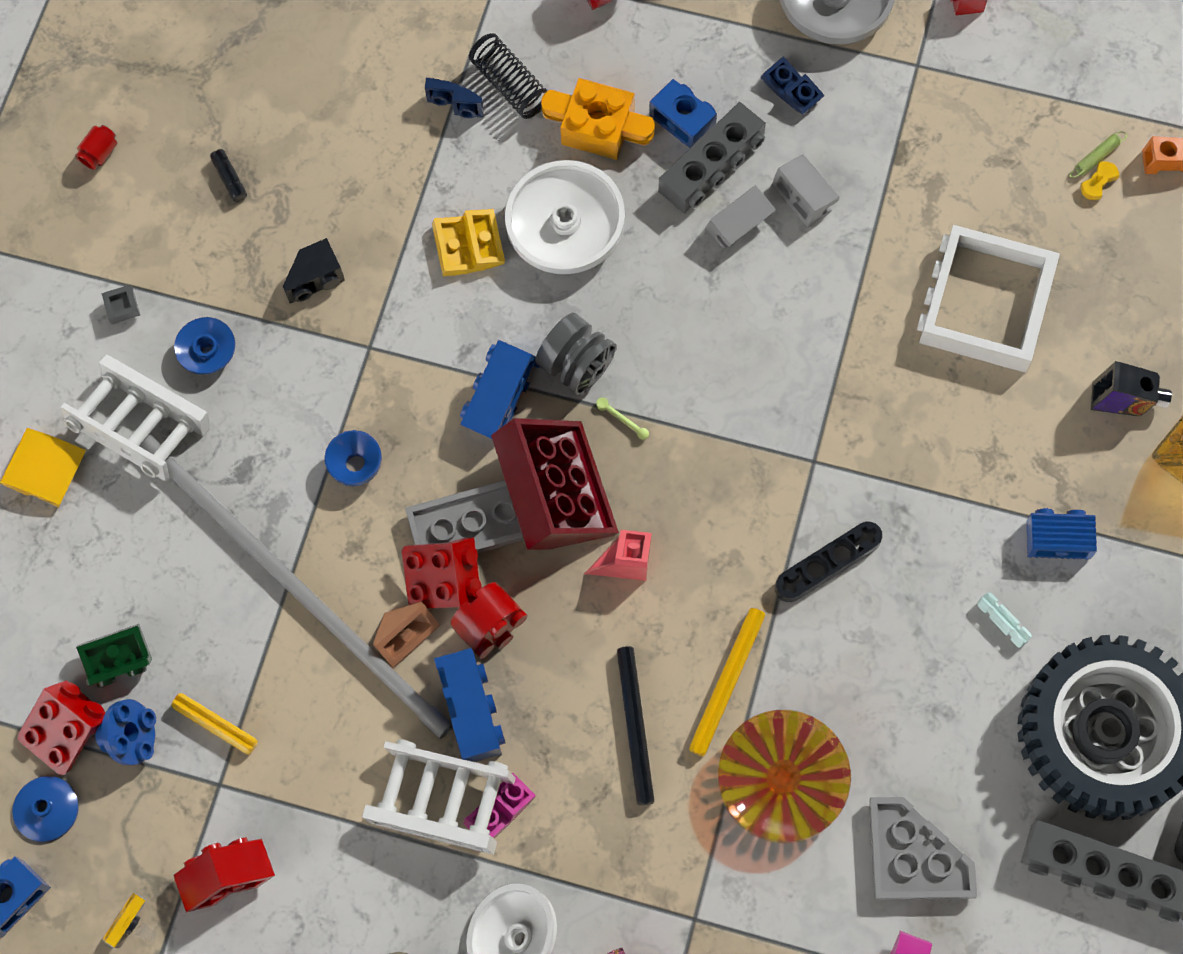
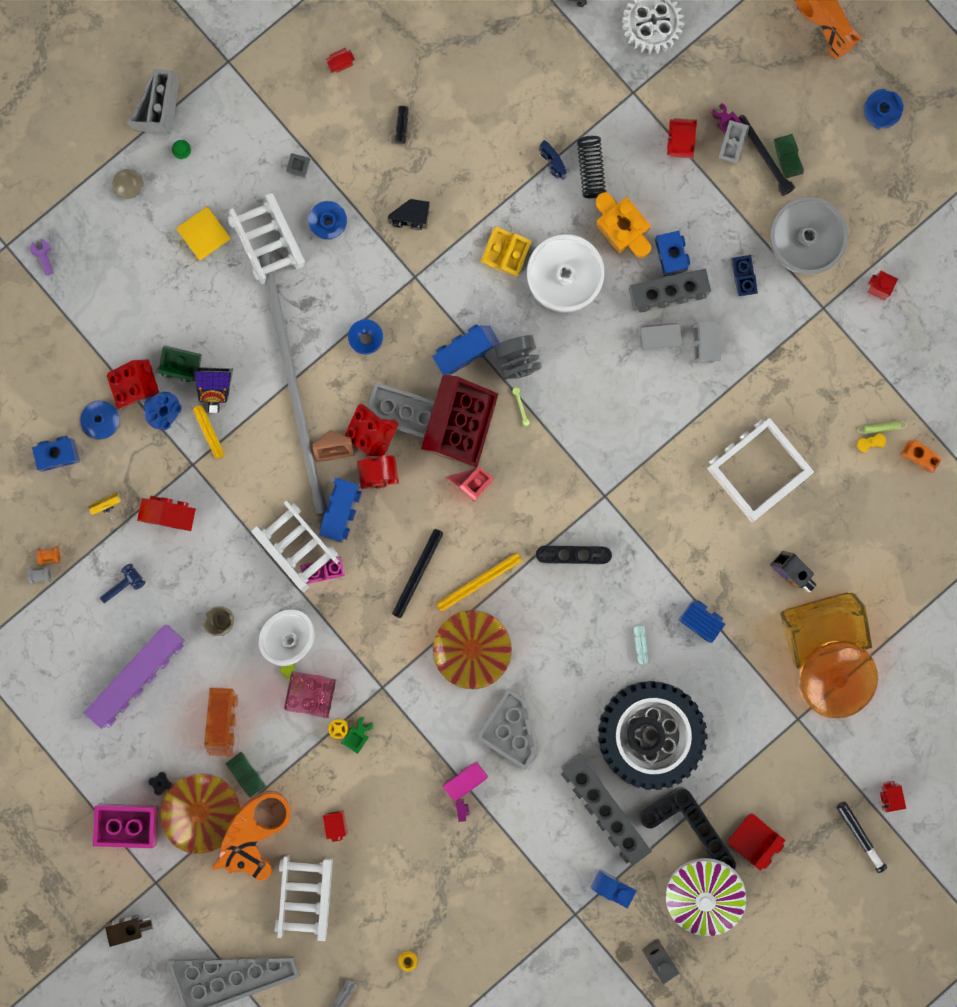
camera: 25 degrees right, 15 degrees up
(182, 655) = (213, 386): none -> torso

